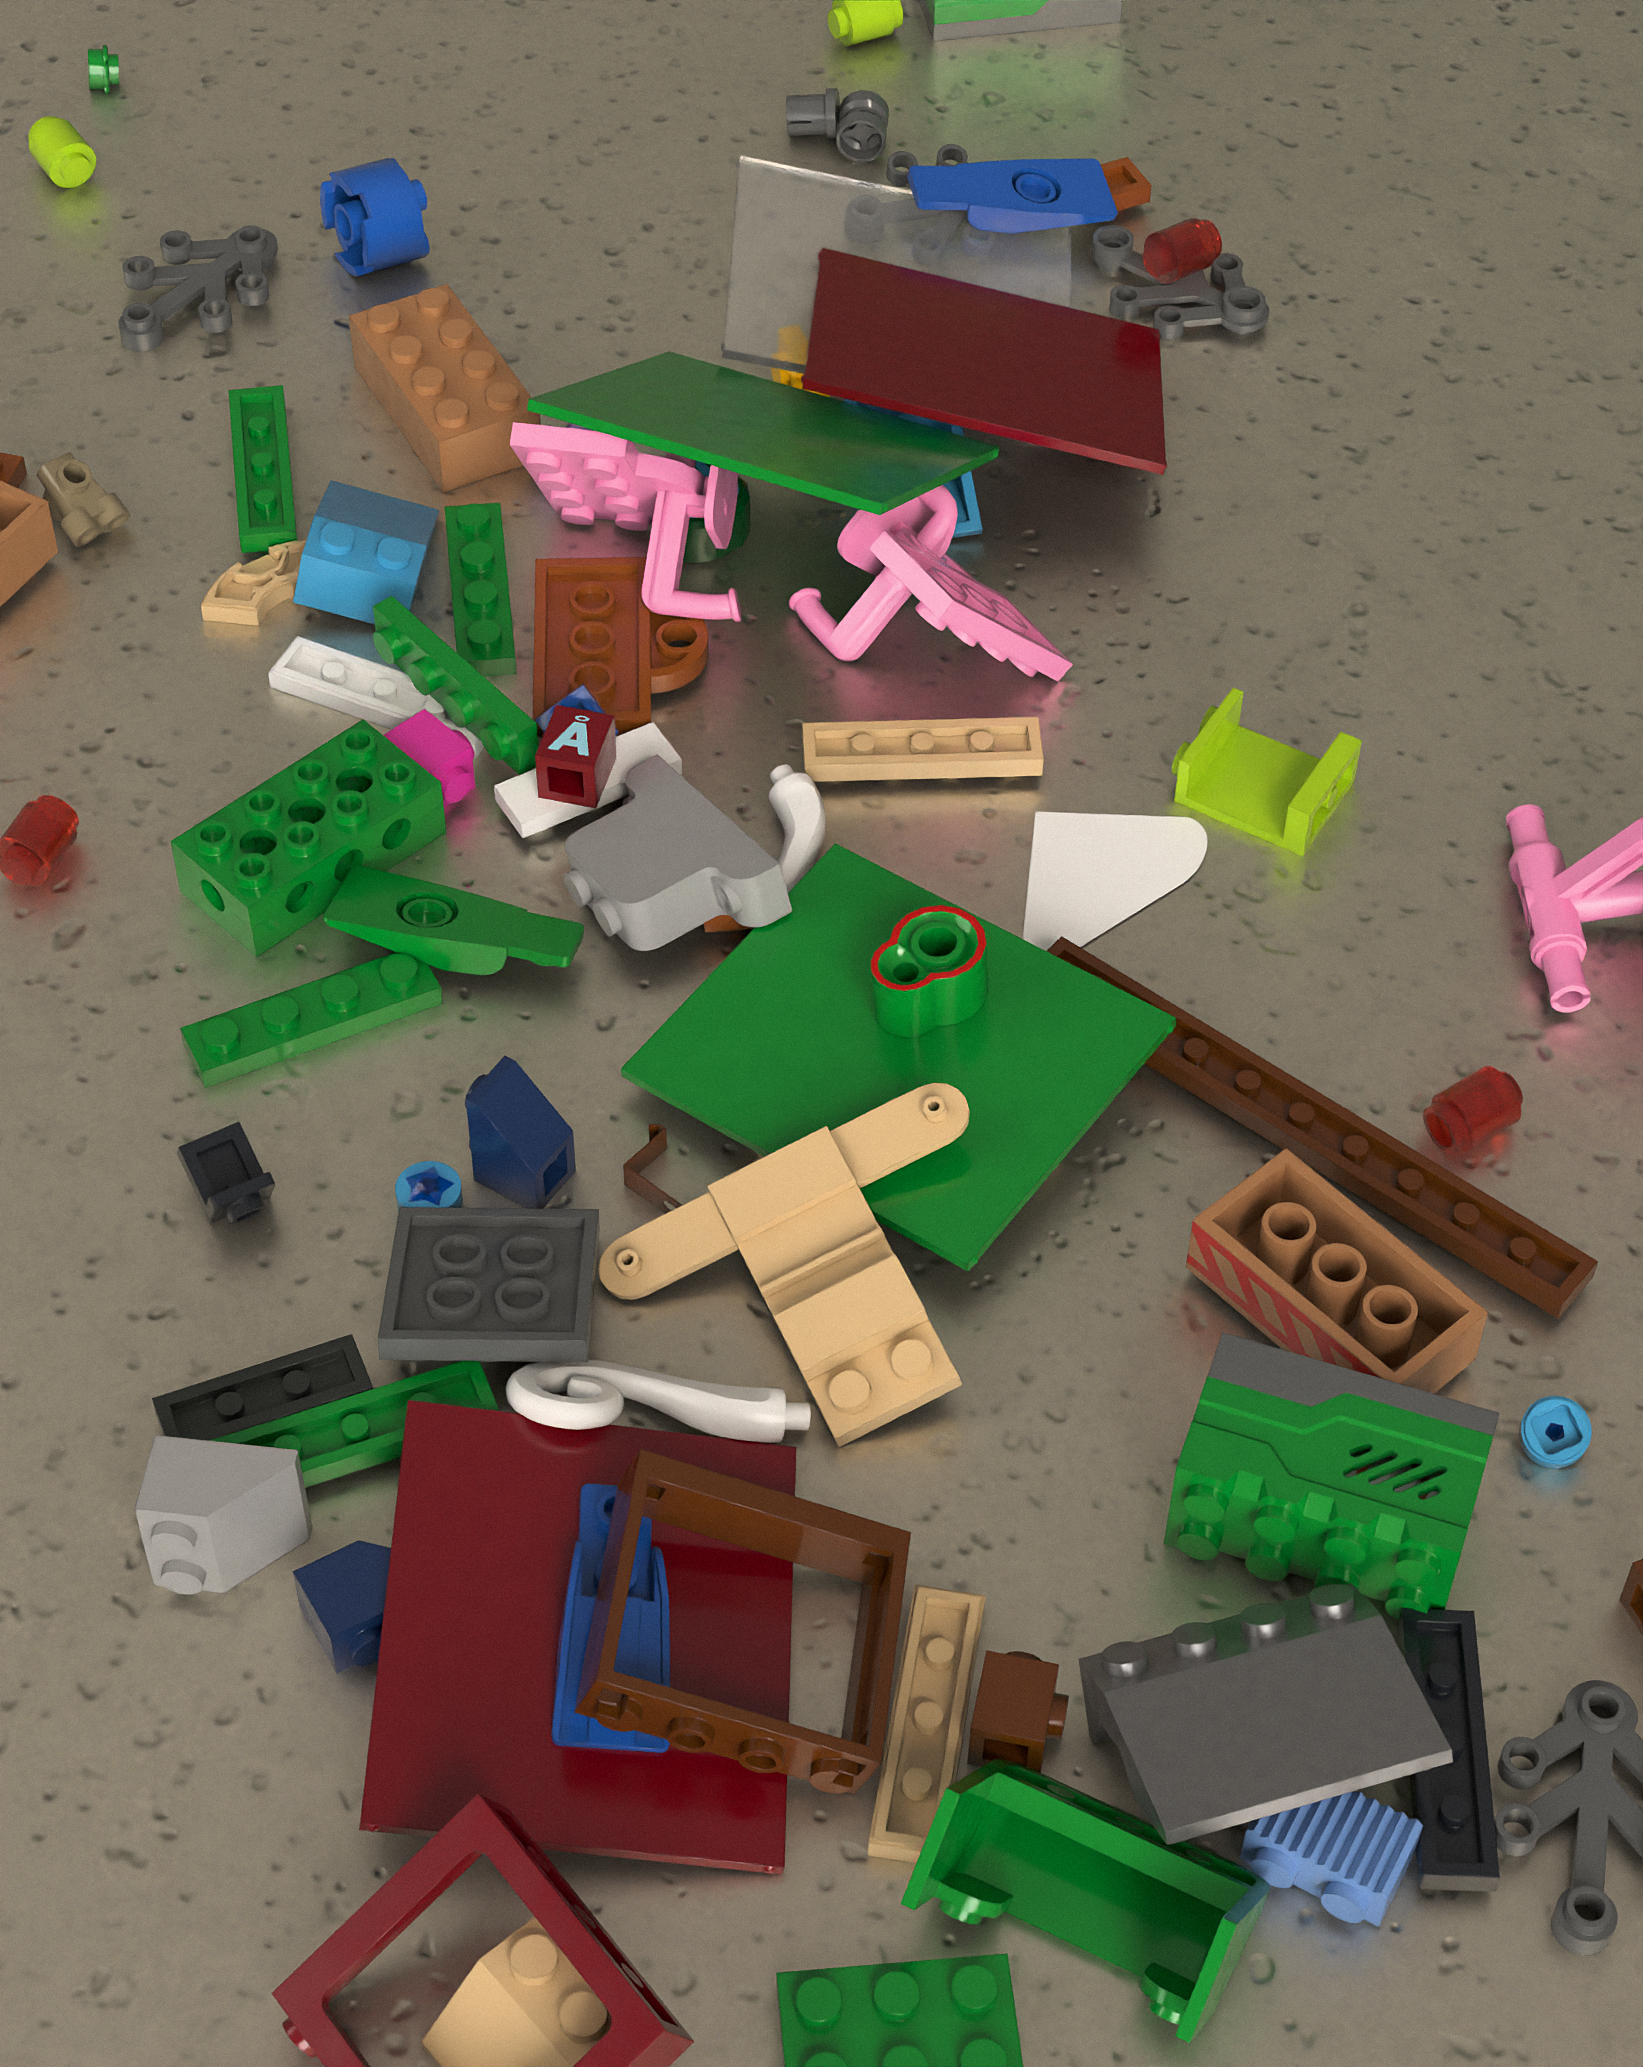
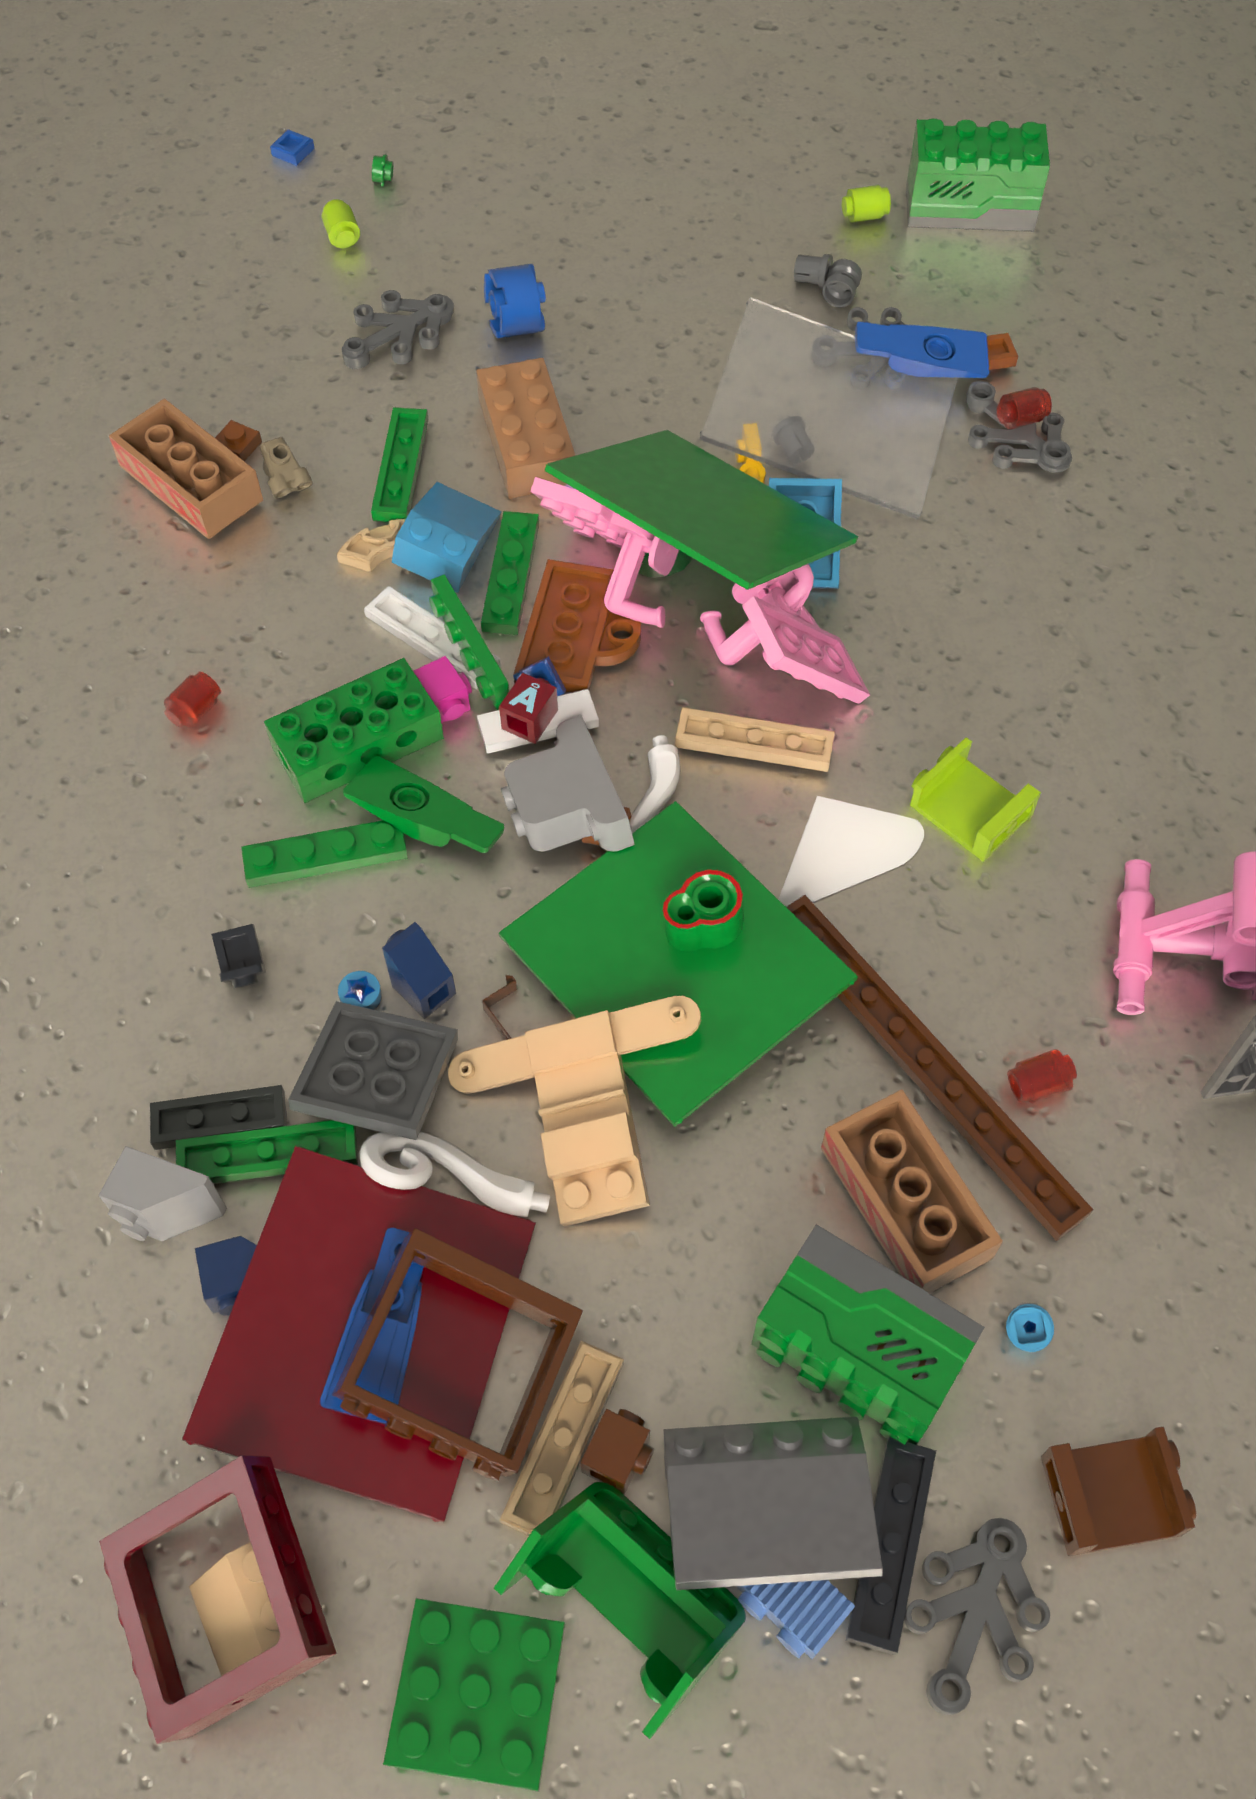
camera: 15 degrees right, 10 degrees up
(986, 360) = (869, 471): dark red piece -> none

